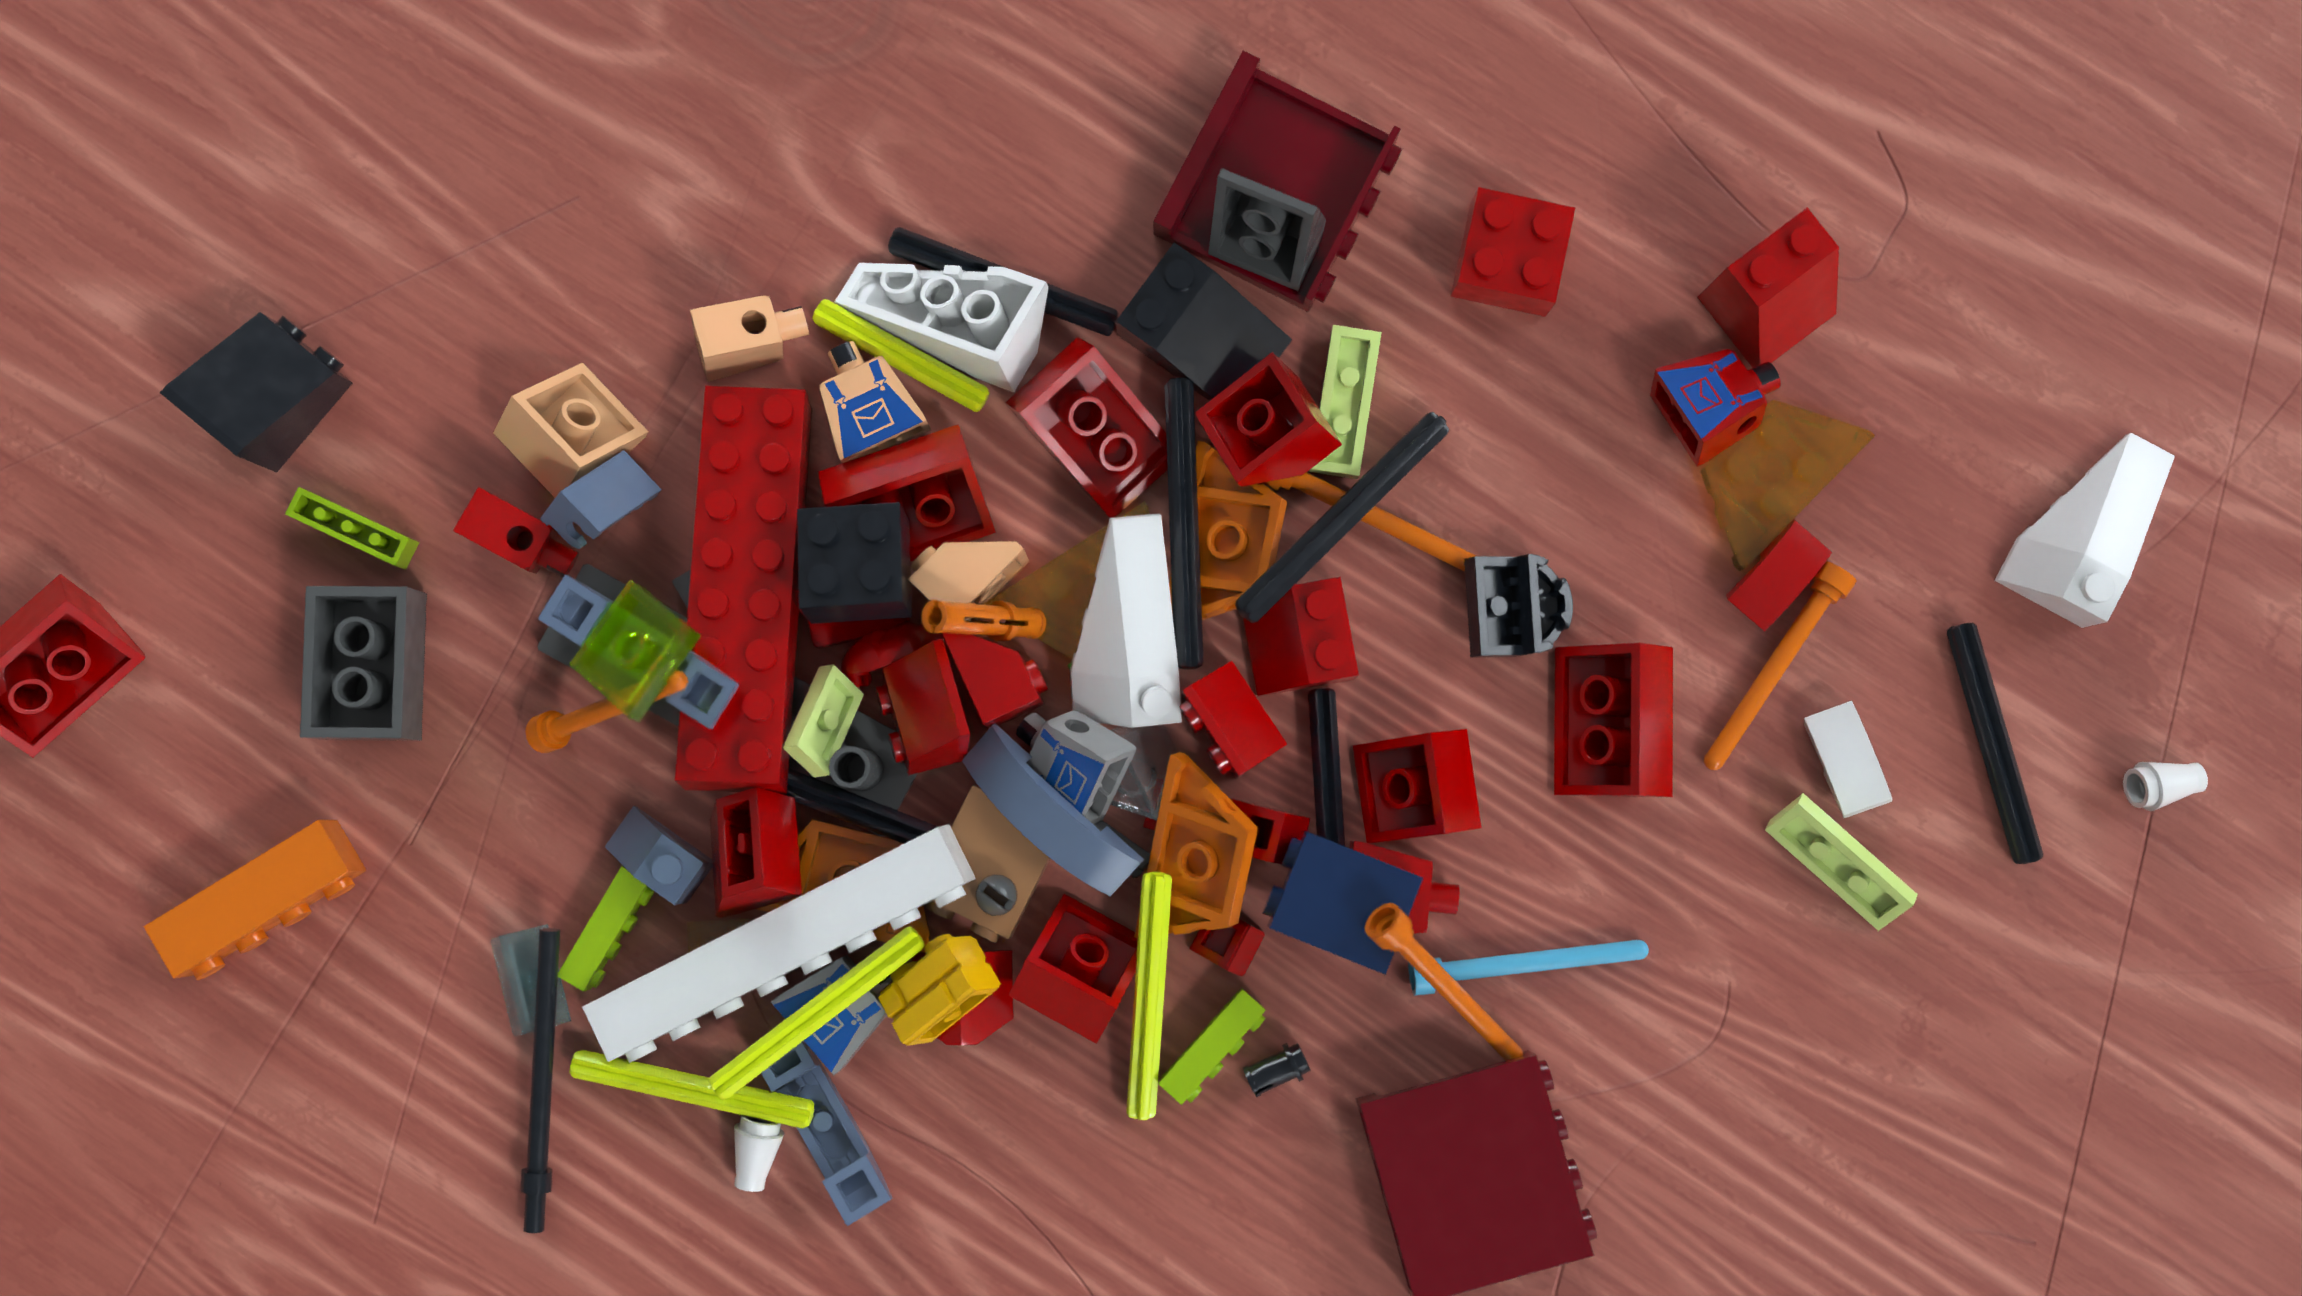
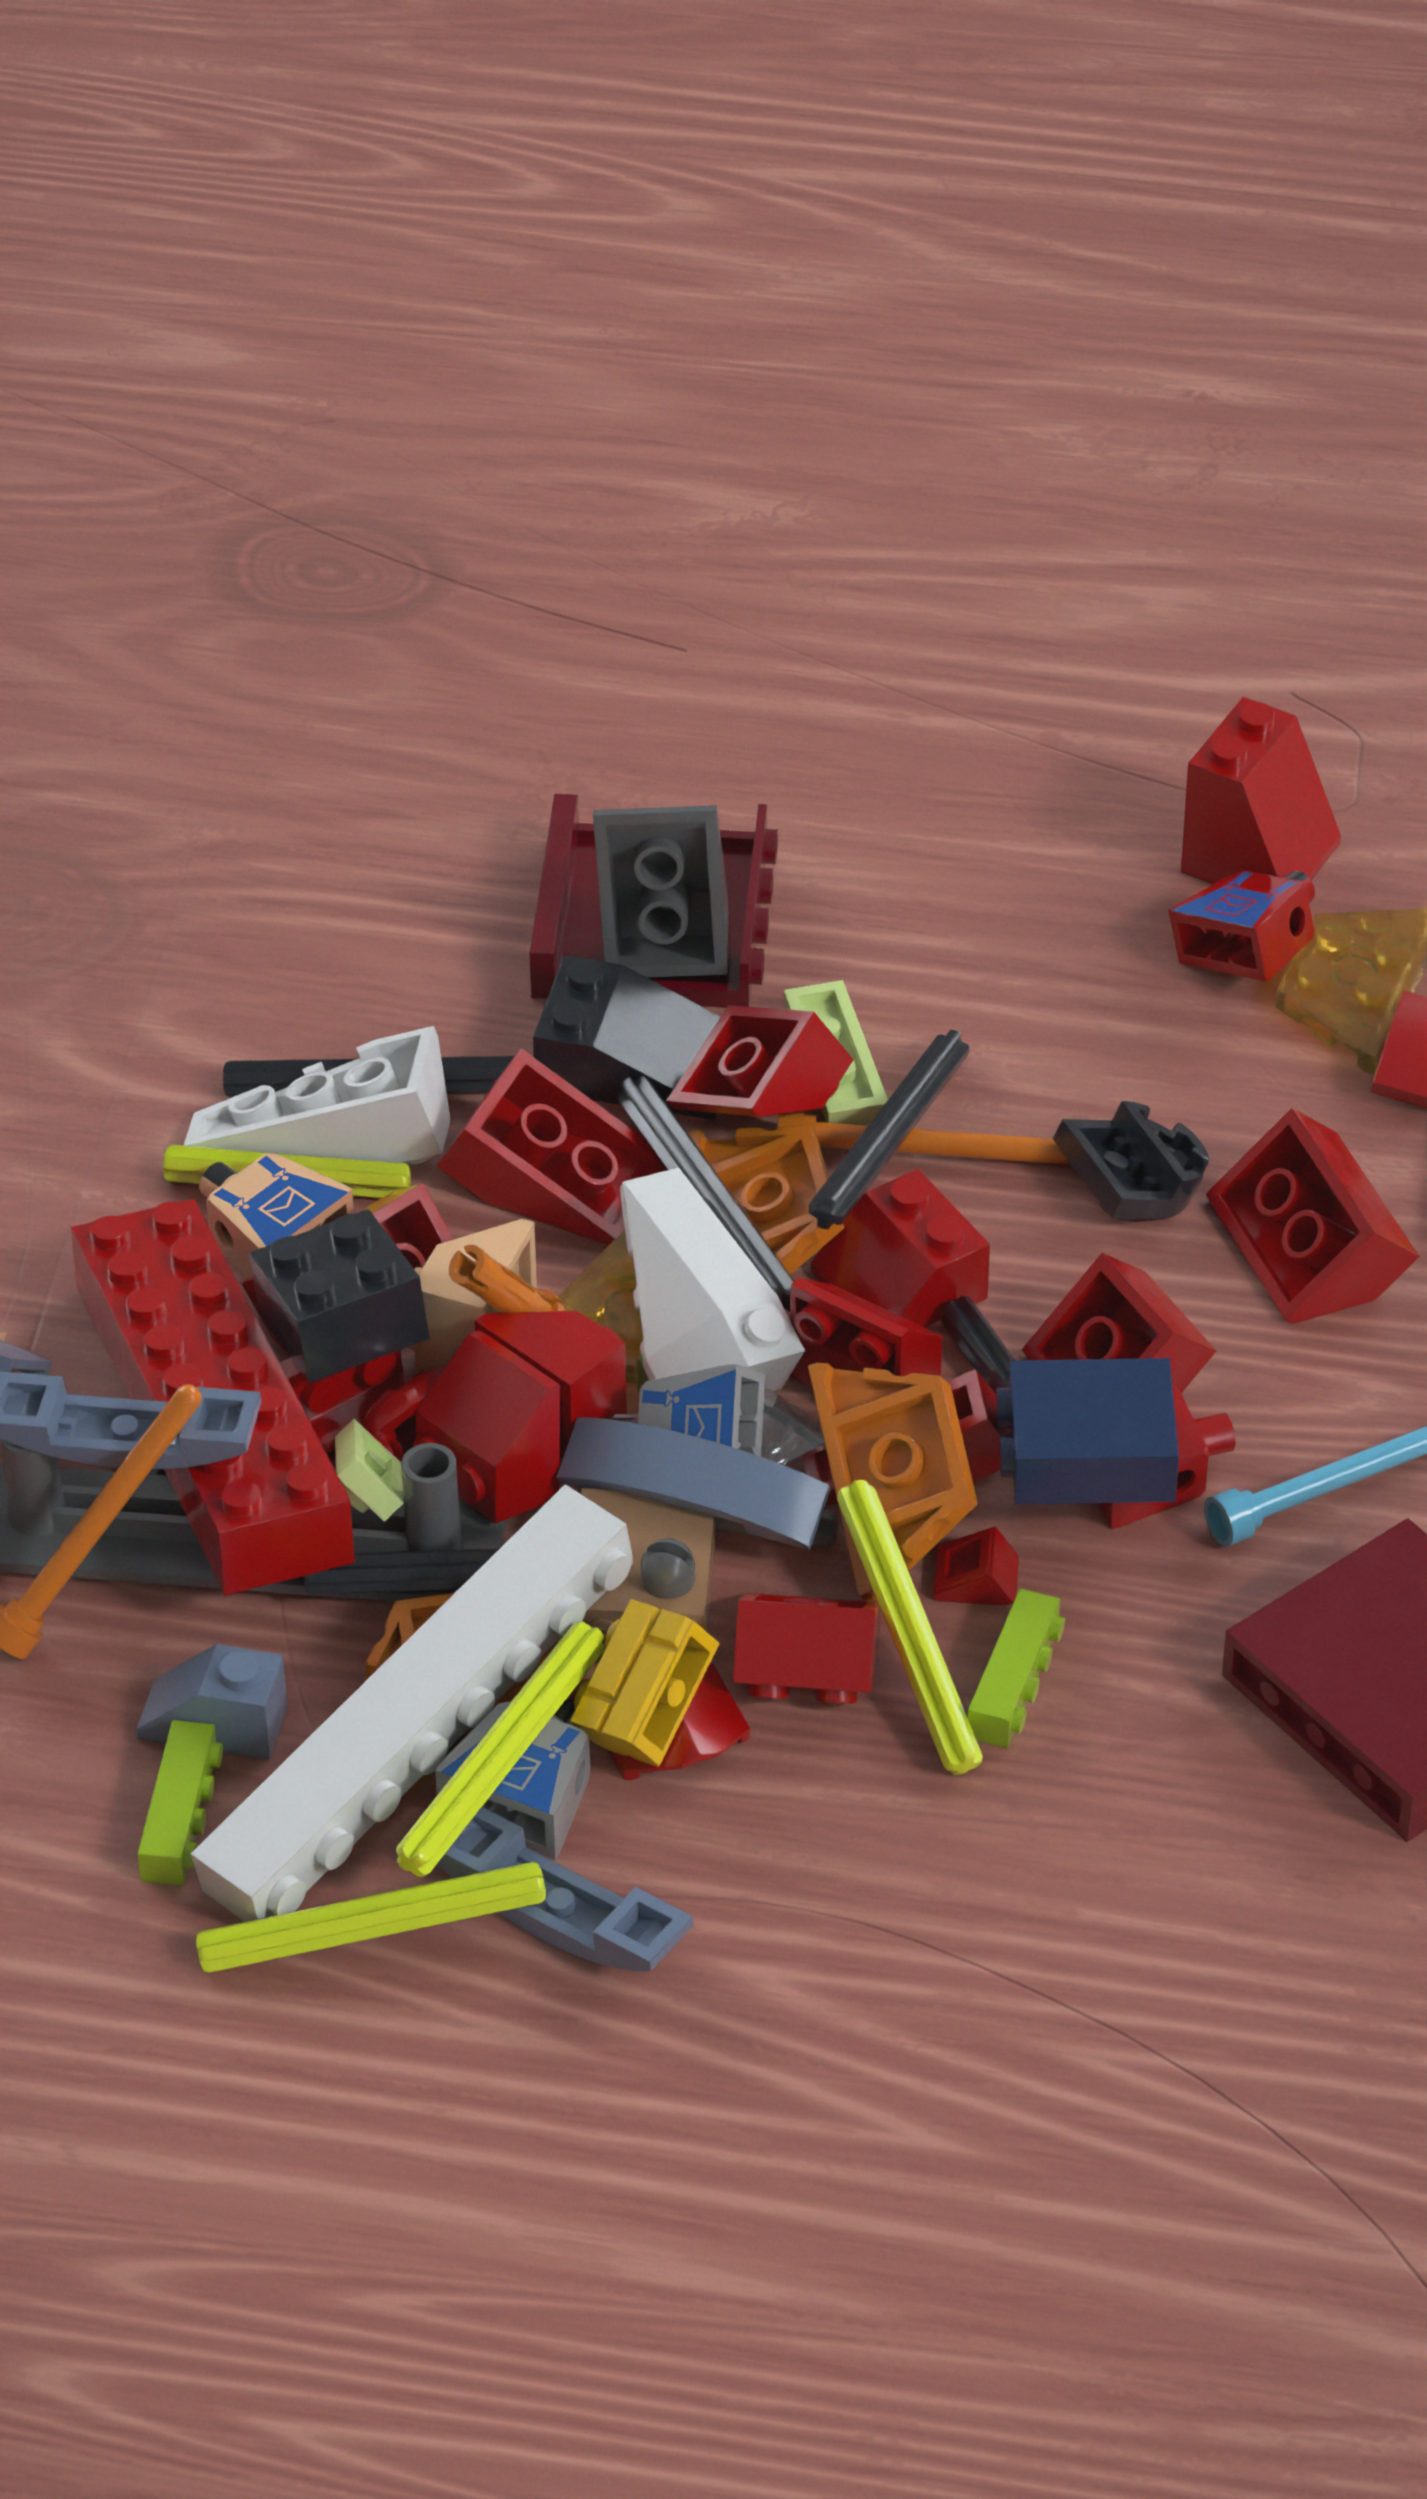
camera: 25 degrees left, 40 degrees down
(517, 969) = (96, 1895): clear light blue slope -> none
(537, 1176) = (204, 2081): black bar -> none
(634, 650) = (119, 1397): clear neon green tile -> none
(726, 339) = (80, 1180): light nougat torso -> none
(754, 851) = (329, 1626): red slope -> none
(755, 1151) = (486, 1951): white cone -> none
(1277, 1069) = (1119, 1651): black pin -> none
(1393, 931) = (1162, 1397): orange piece -> none
(1513, 252) = (951, 876): red brick -> none

